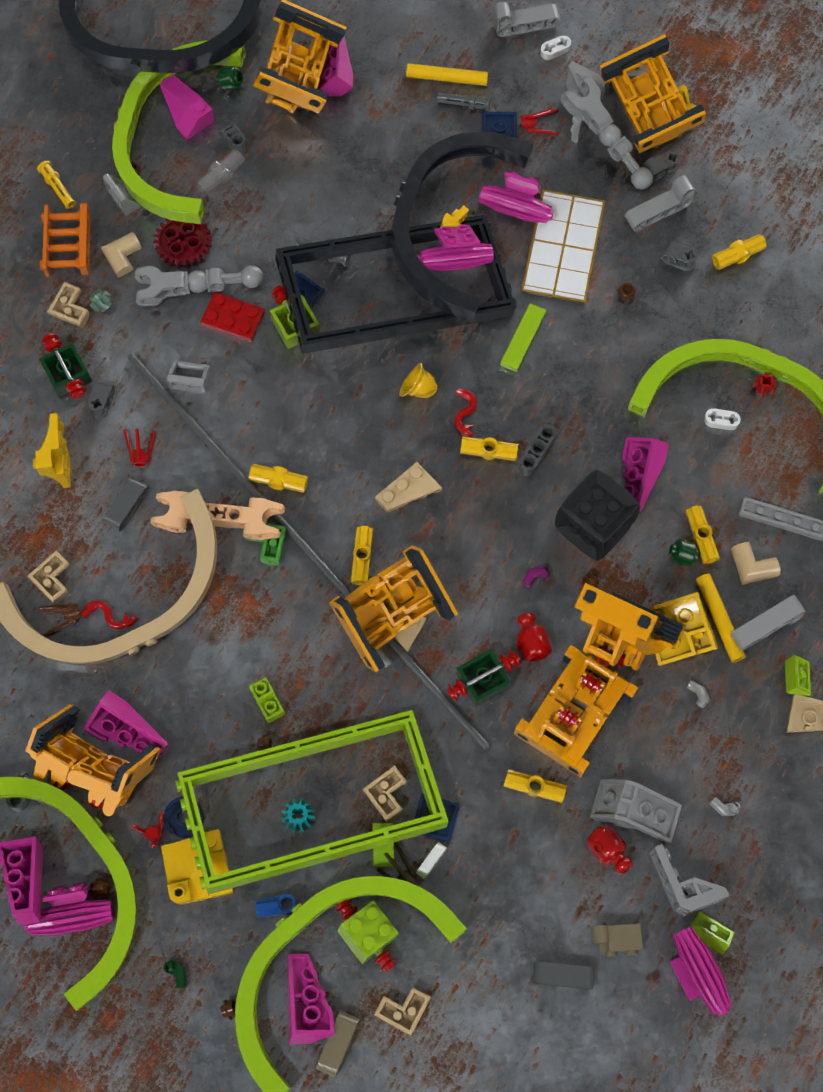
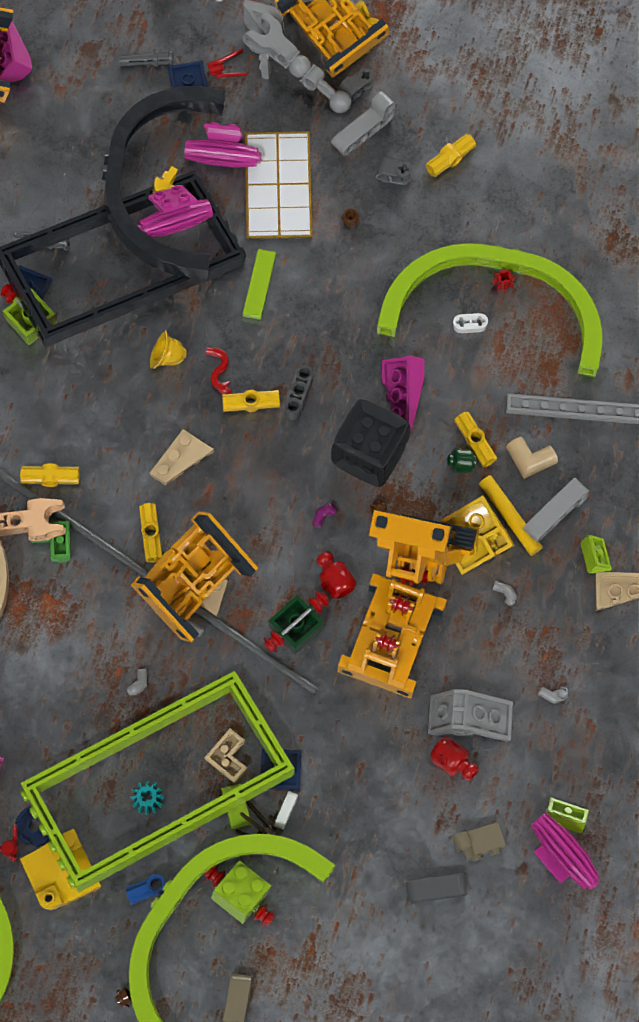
camera: 15 degrees left, 0 degrees up
(178, 971) = (66, 974): dark green arm -> none
(264, 742) = (97, 736): reddish brown plate -> none
(267, 700) = (90, 694): lime slope -> none
(308, 1010) = (200, 979): dark pink wedge -> none
(317, 702) = (140, 684): none -> light grey arm
(406, 1016) = (296, 962): tan brick -> none
(447, 74) = (123, 36): yellow piece -> none
(548, 789) = (383, 716): yellow piece -> none
(700, 892) = (547, 779): light grey bracket -> none

